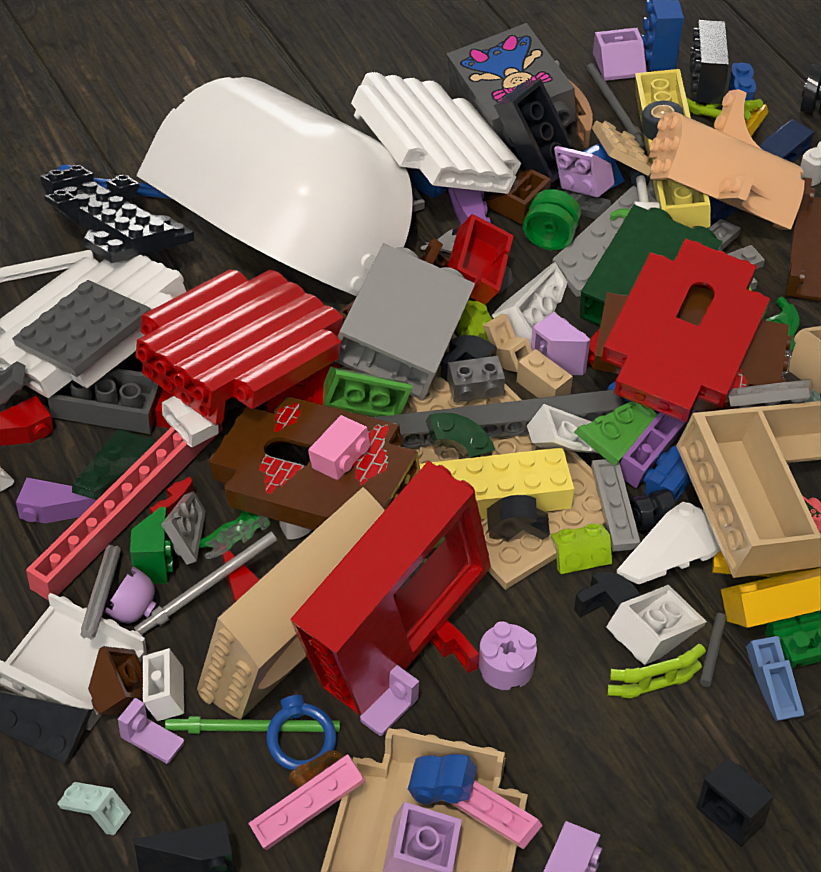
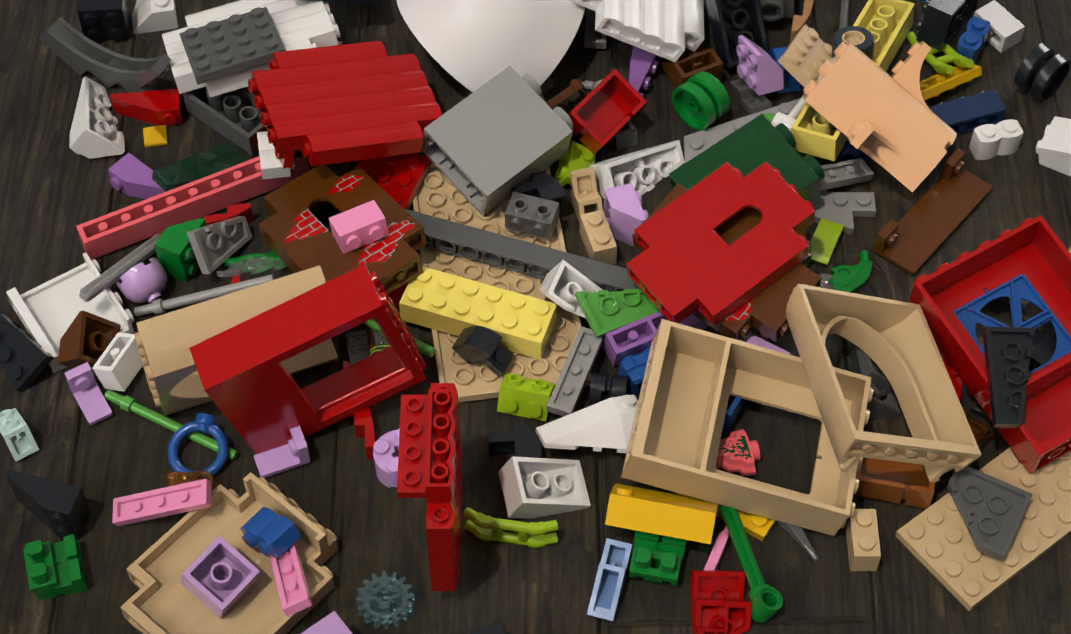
camera: 30 degrees right, 5 degrees up
(34, 454) = (155, 136): none -> yellow slope
(364, 393) = (428, 189): bright green slope -> none
(460, 434) = (479, 256): dark green brick -> none
(587, 794) = (389, 611): none -> clear light blue gear
(606, 649) = (431, 470): none -> red panel
(713, 650) = (578, 531): dark grey bar -> none
(762, 64) = (1004, 28): none -> white brick
(771, 393) = (755, 331): light grey plate -> none

